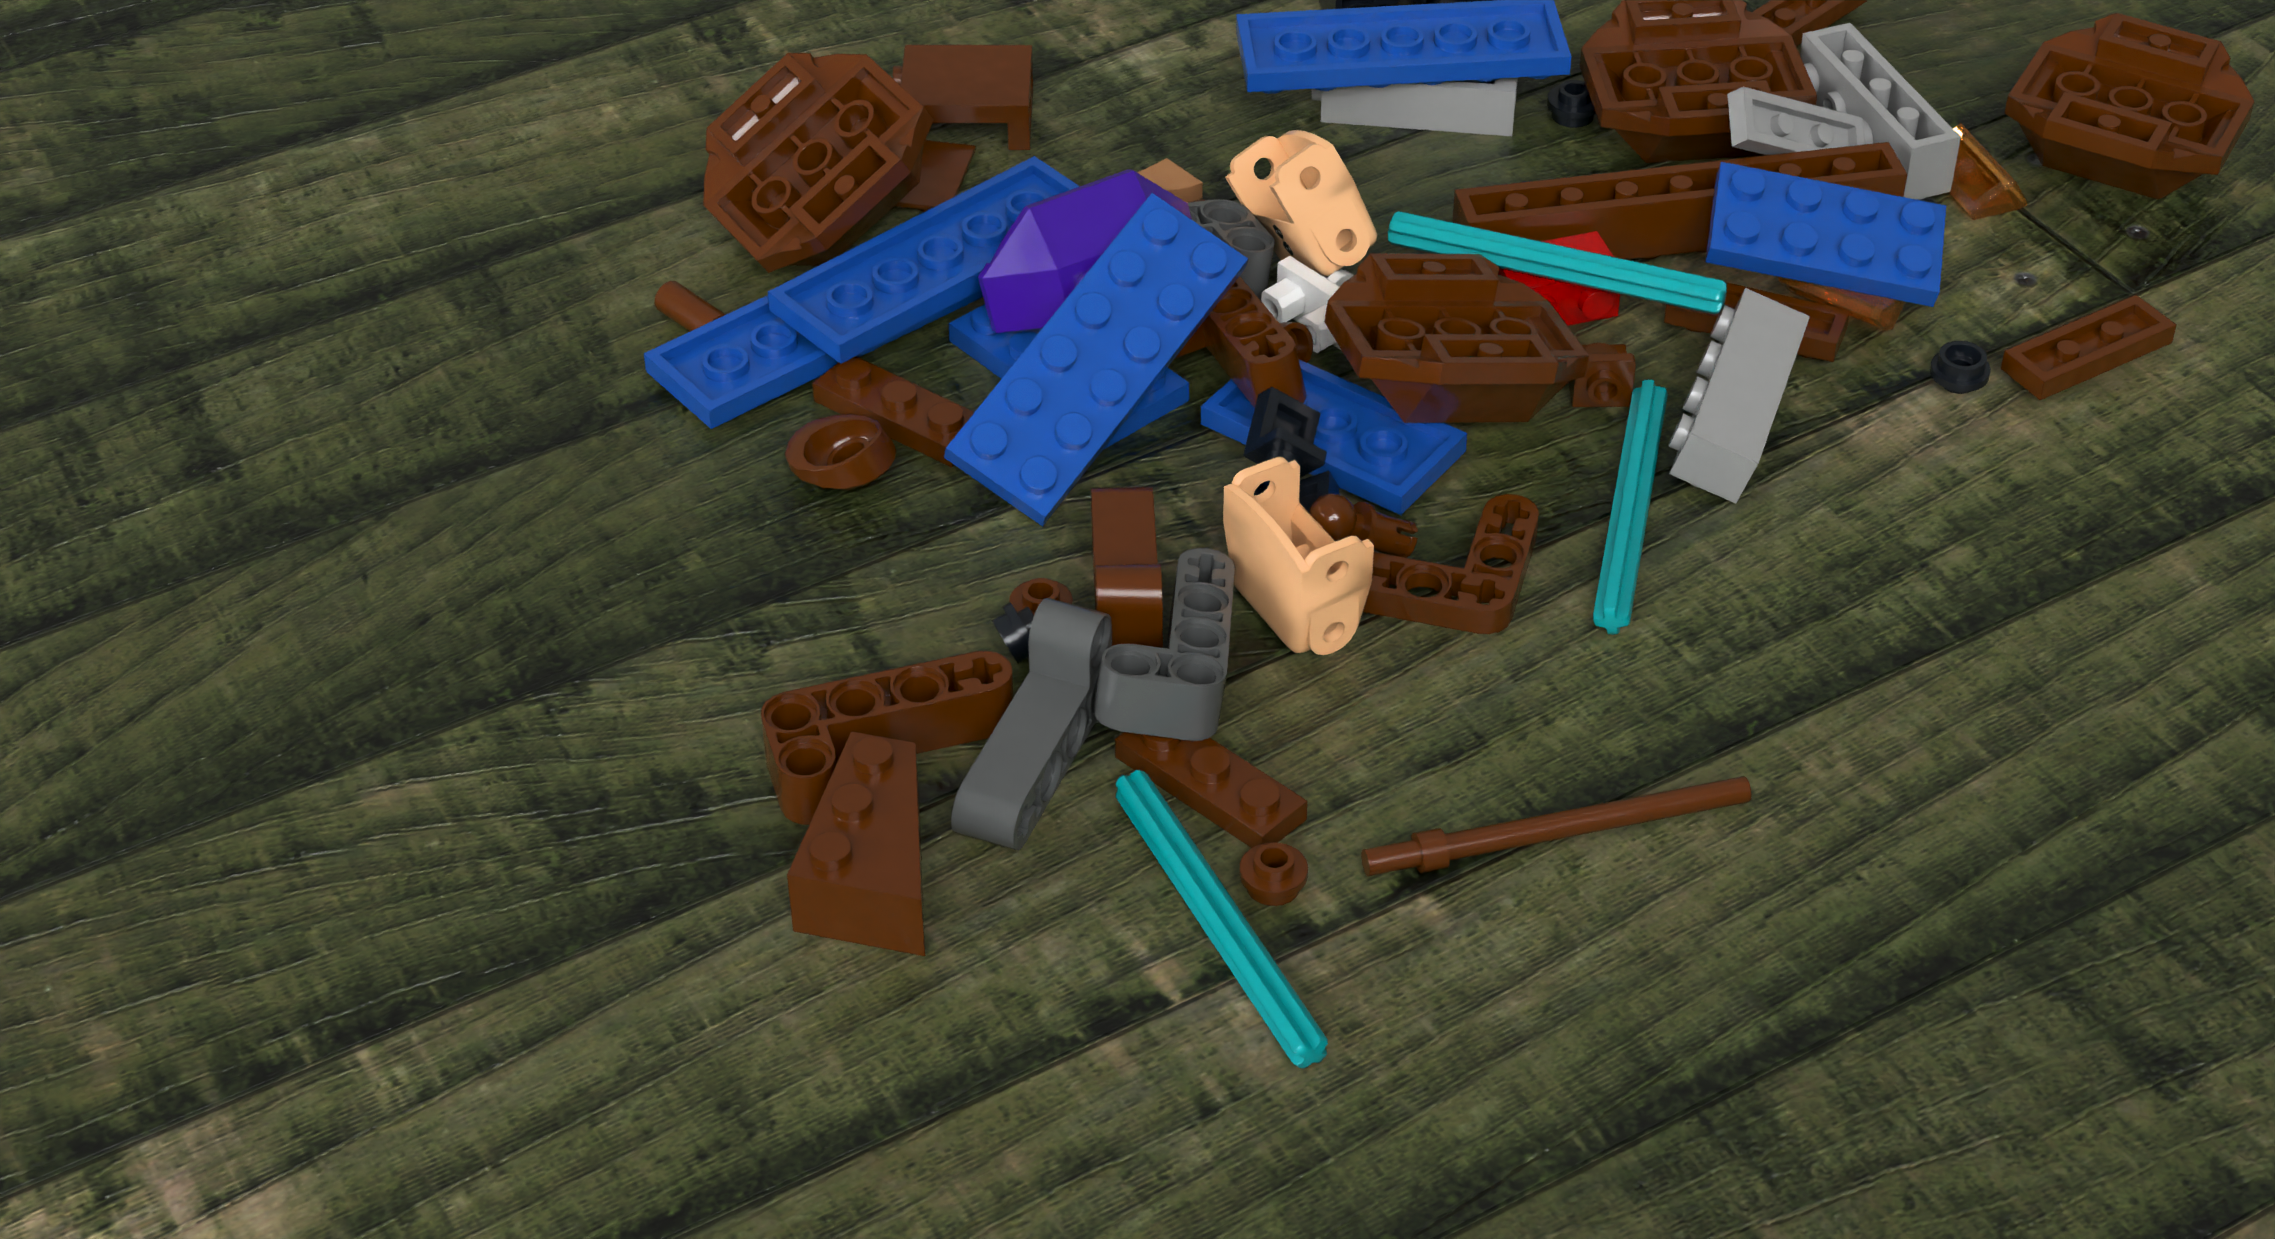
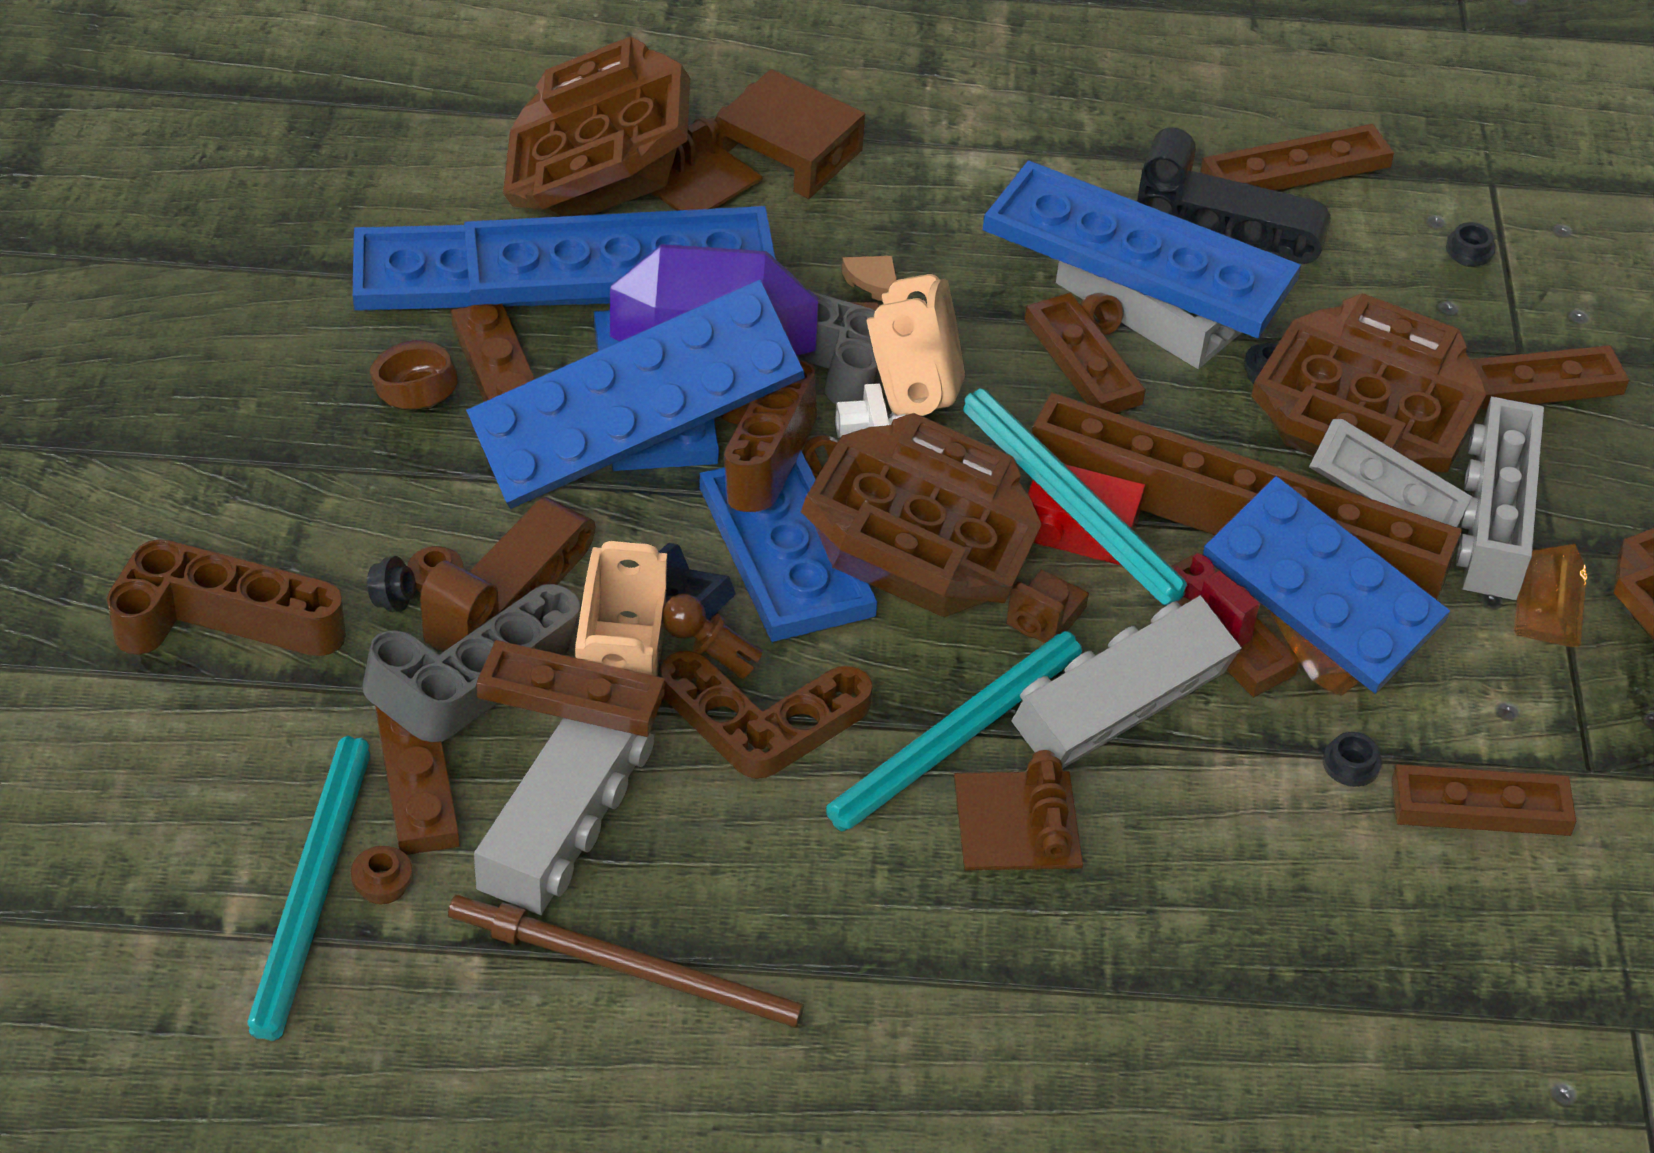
camera: 30 degrees right, 5 degrees up
(685, 306) = (427, 203): reddish brown axle -> none
(862, 851) = (118, 688): reddish brown wedge -> none
(1038, 730) = (312, 673): dark grey beam -> none
(1284, 429) = (717, 530): black bracket -> none
(1319, 613) = (571, 688): none -> reddish brown plate
(1382, 721) = (557, 813): none -> light grey brick
(1394, 124) = (1106, 309): none -> reddish brown hinge
(1414, 159) = (1084, 354): none -> reddish brown plate
(1757, 542) = (1019, 818): none -> reddish brown hinge
(1769, 279) = (1227, 600): none -> dark red plate

